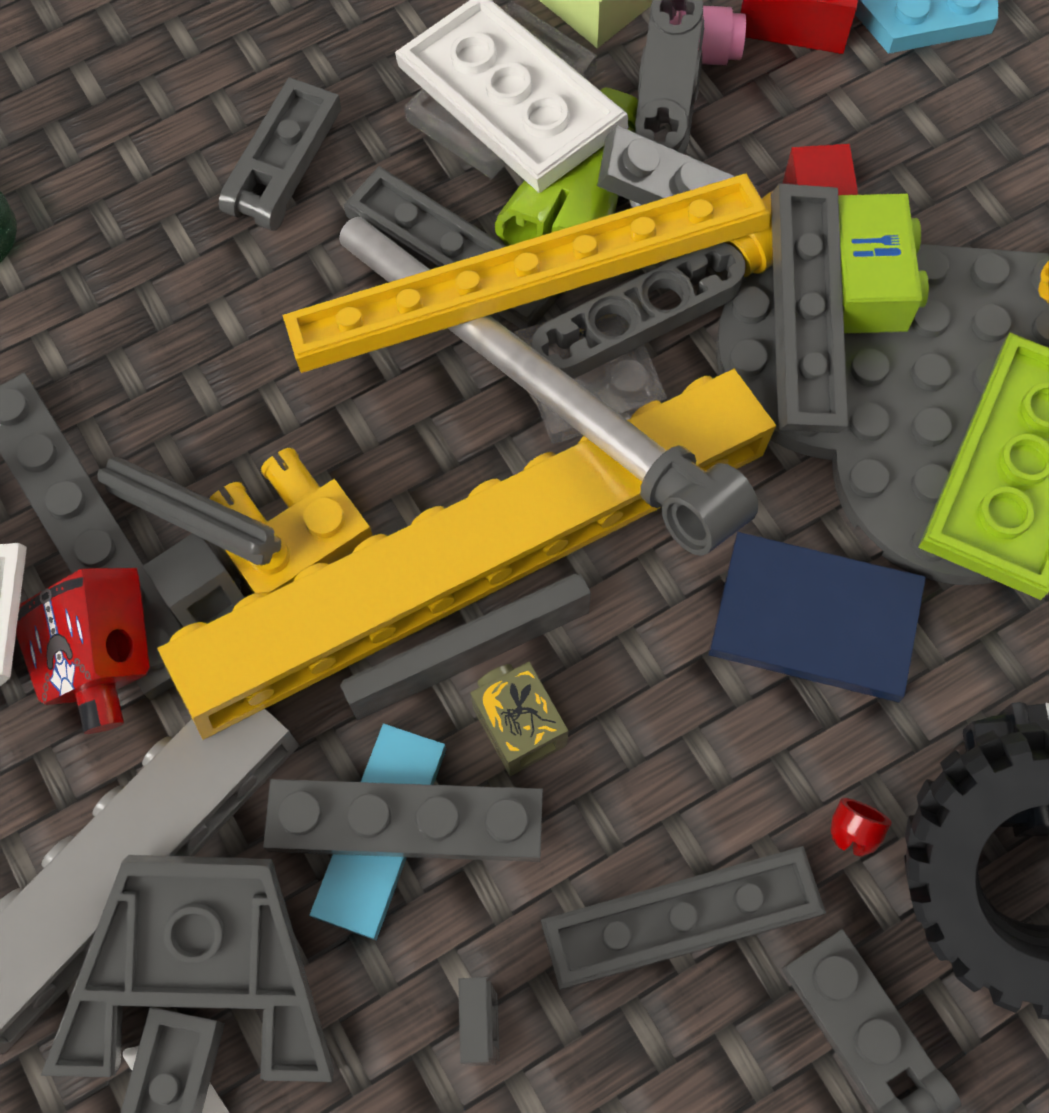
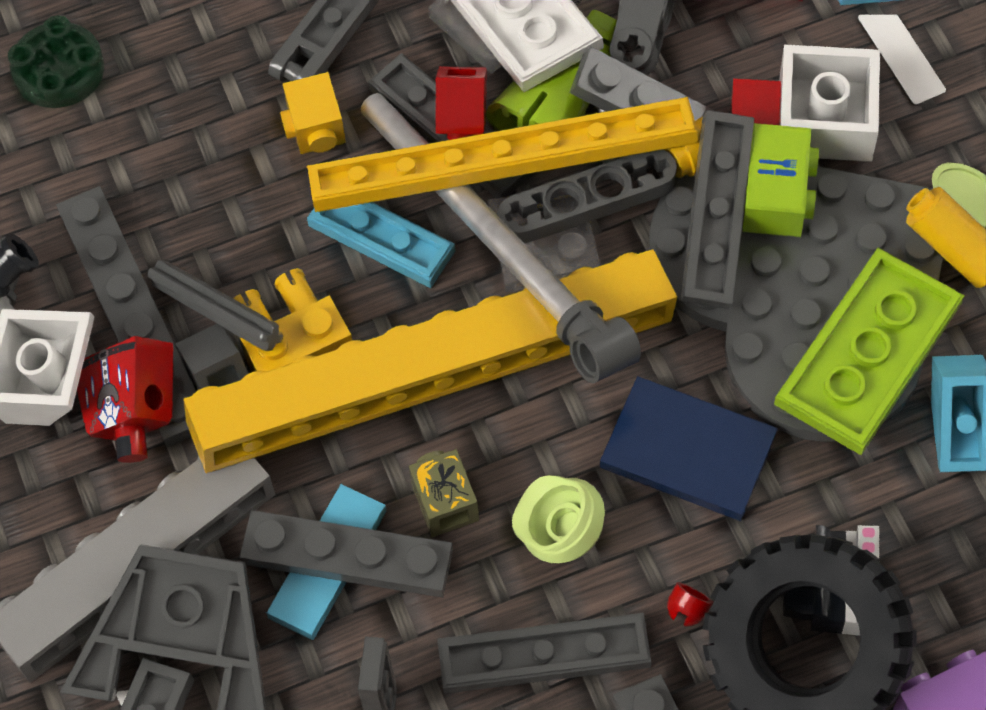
camera: 10 degrees right, 5 degrees down
(281, 251) = (312, 114): none -> yellow brick
(395, 396) = (387, 239): none -> medium azure tile
(464, 212) = (461, 101): none -> red brick
(467, 646) = (413, 435): dark grey tile -> none
(675, 735) = (559, 518): none -> yellowish green hat
(918, 149) = (833, 95): none -> white brick
(974, 104) = (903, 56): none -> white sticker

